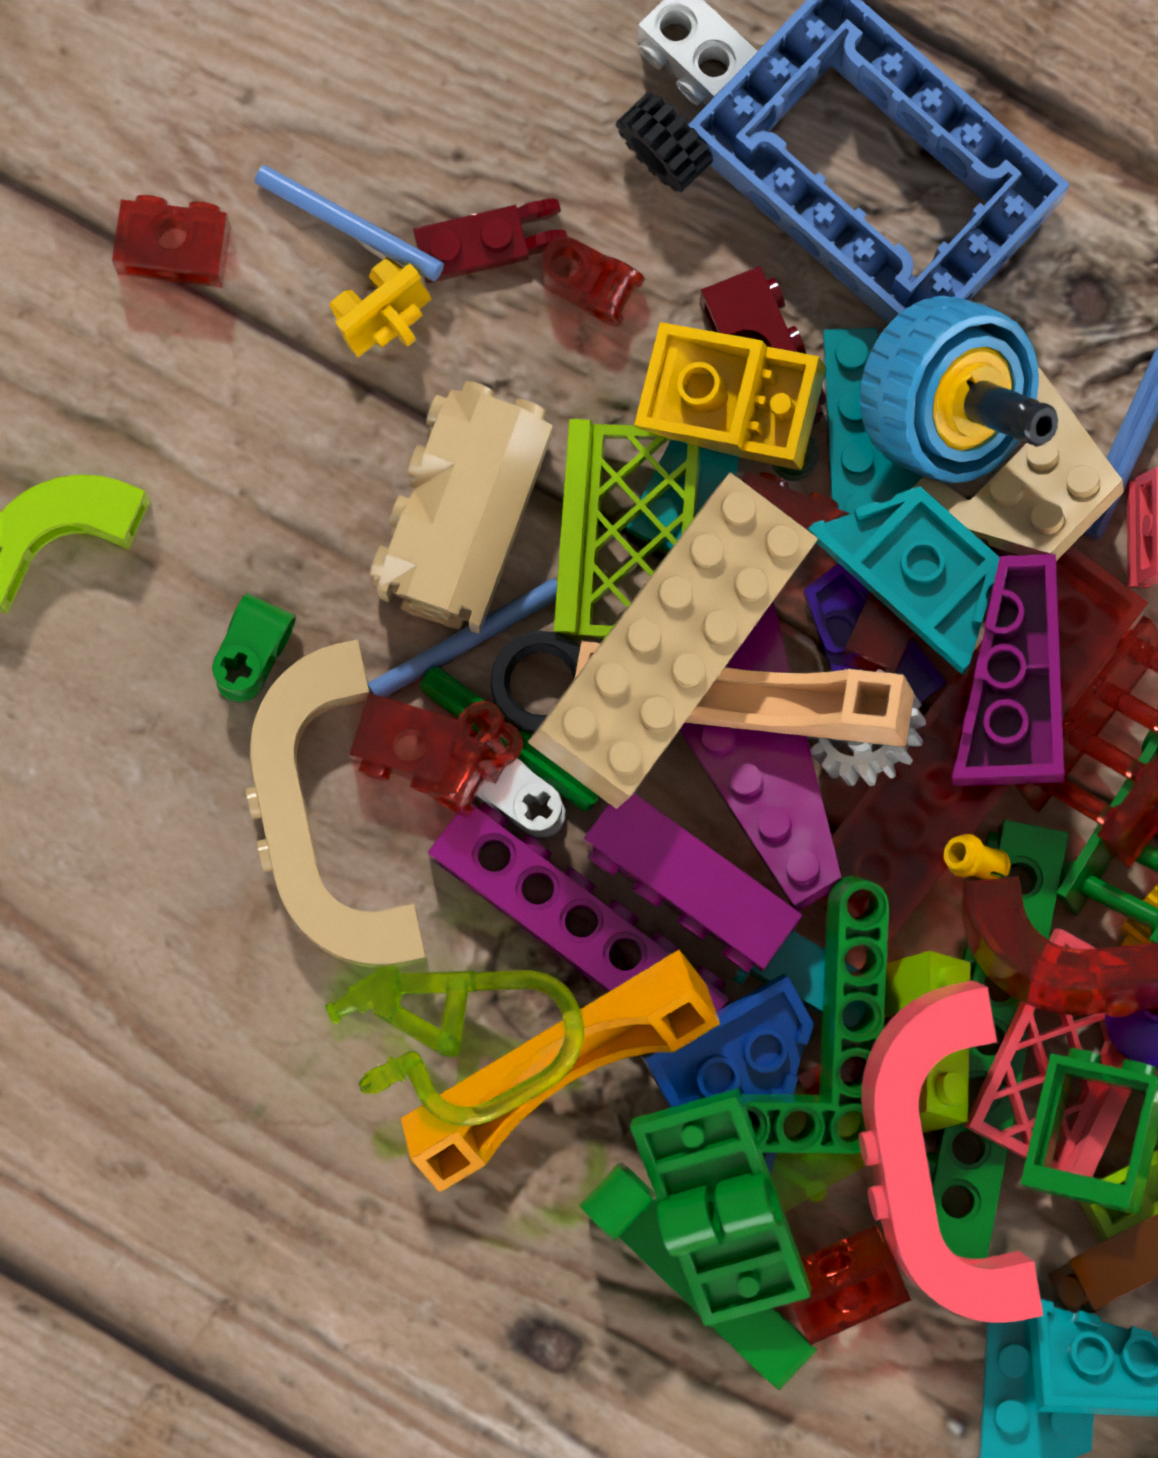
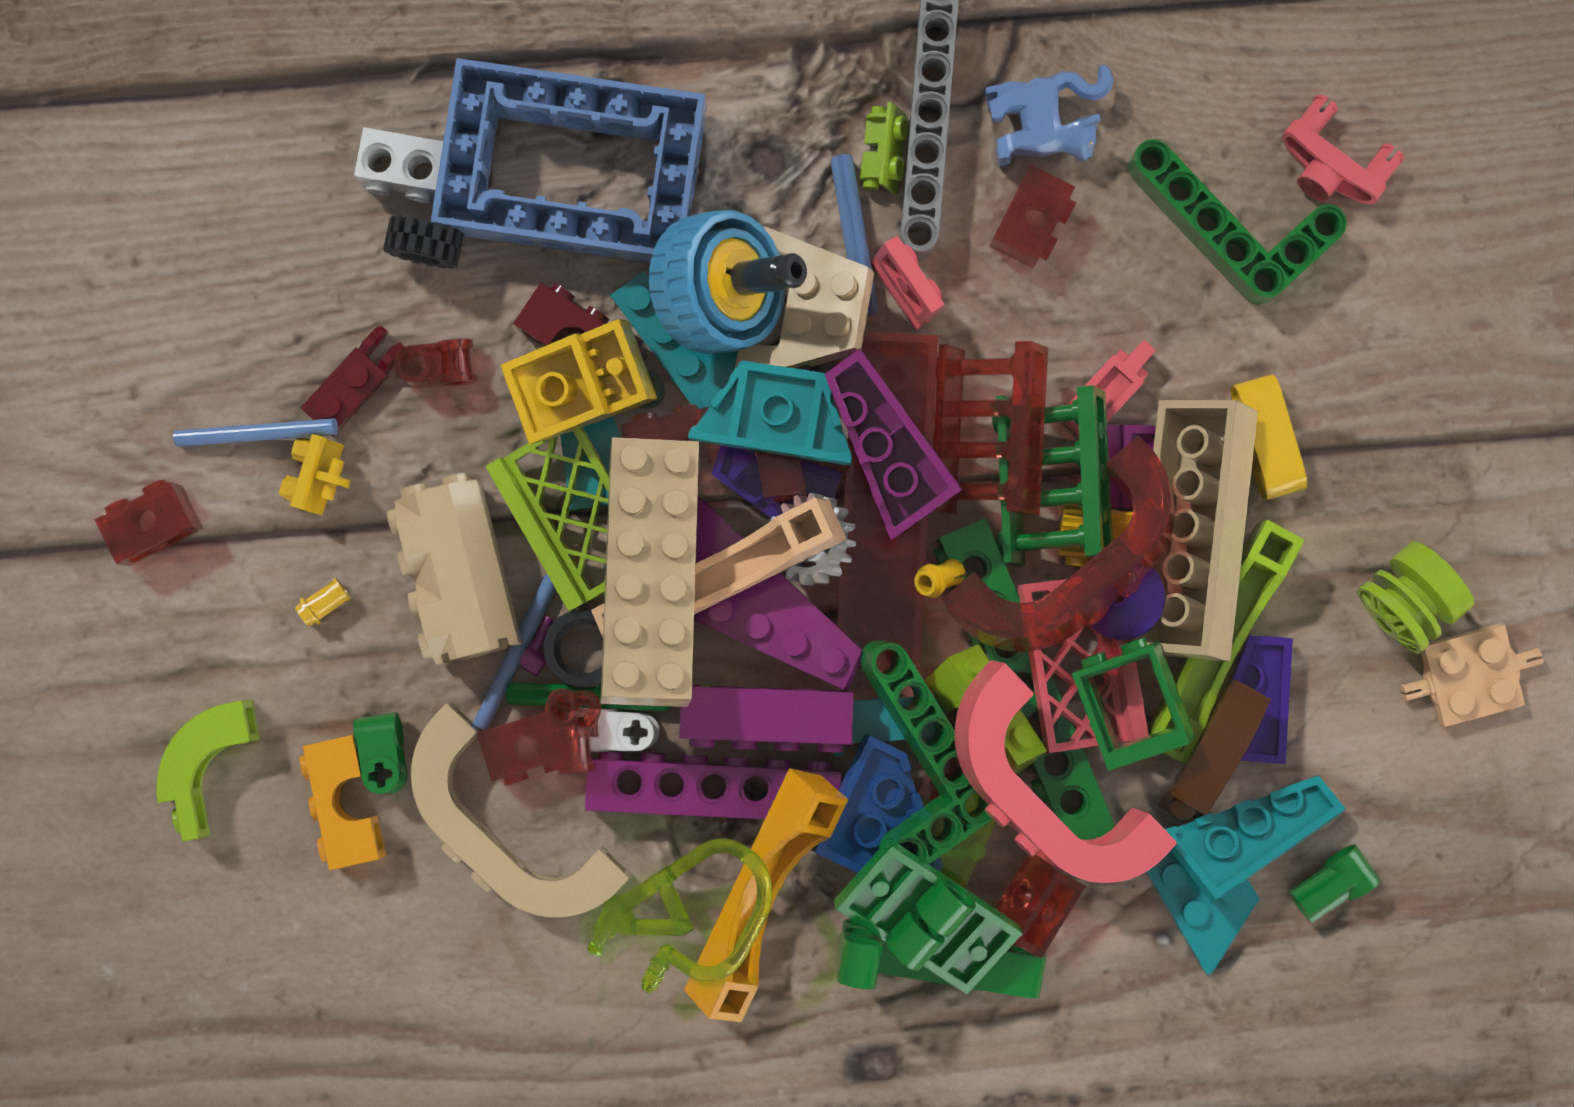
camera: 30 degrees left, 5 degrees up
(186, 627) = (344, 837): none -> light orange arch
(296, 448) = (322, 602): none -> yellow pin
(477, 659) = (532, 659): none -> magenta hand

